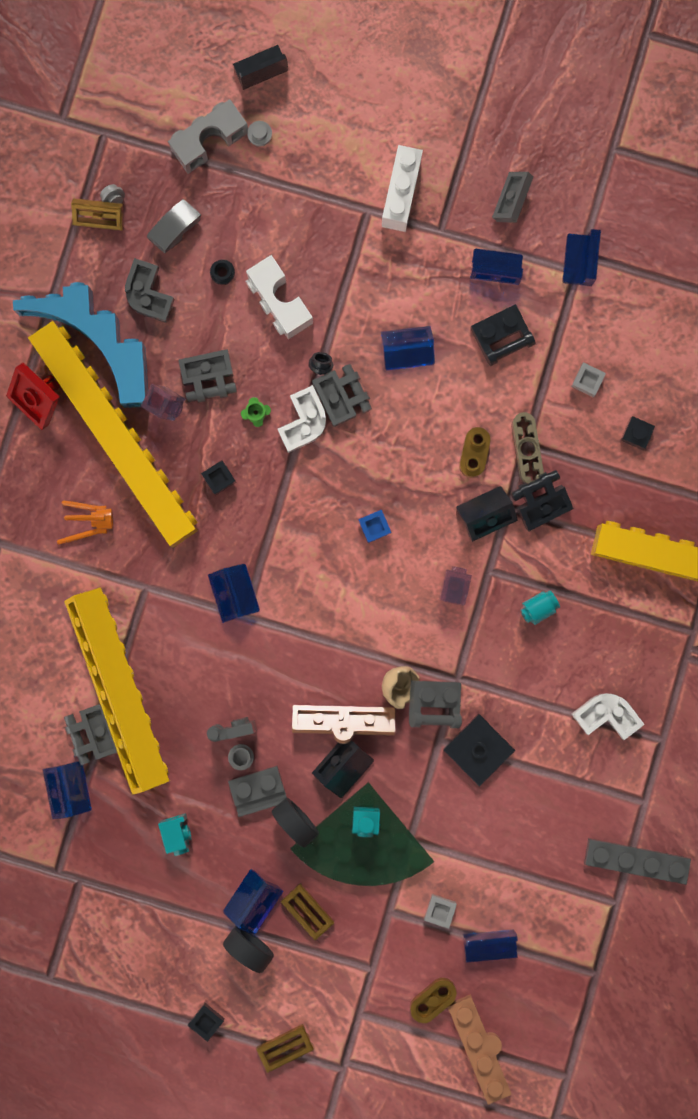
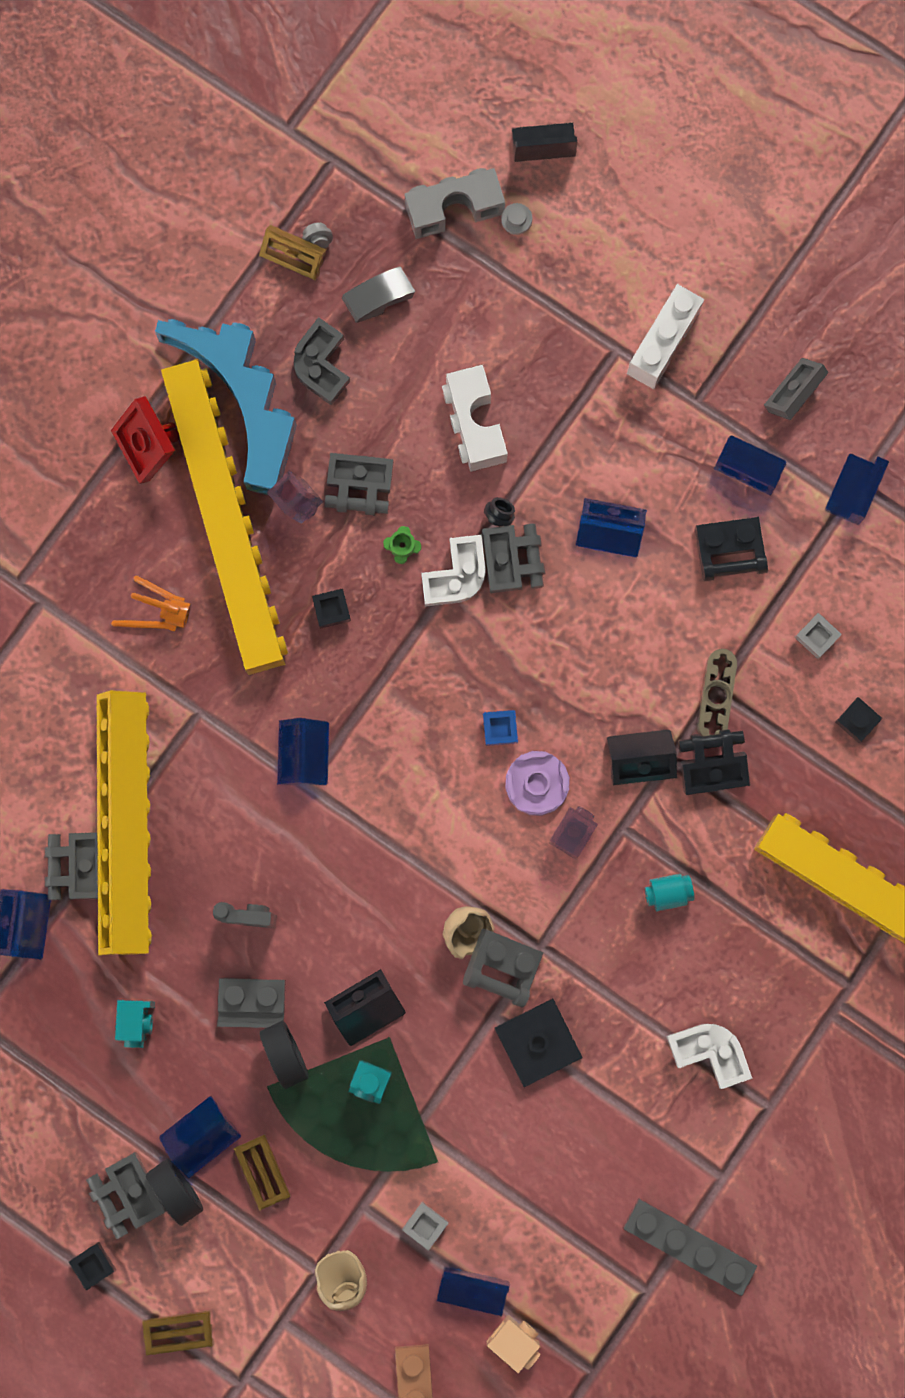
camera: 20 degrees right, 5 degrees down
(212, 952) = (134, 1191): none -> dark grey plate
(219, 265) = (418, 358): black plate -> none
(241, 757) = (244, 954): light grey plate -> none
(343, 721) = (384, 951): hinge -> none
(392, 972) = (341, 1280): none -> tan hair
(415, 558) = (537, 783): none -> lavender tile
(435, 1001) = (381, 1336): pearl gold plate -> none
(475, 452) = (651, 678): pearl gold plate -> none
(533, 974) = (515, 1343): none -> light nougat brick

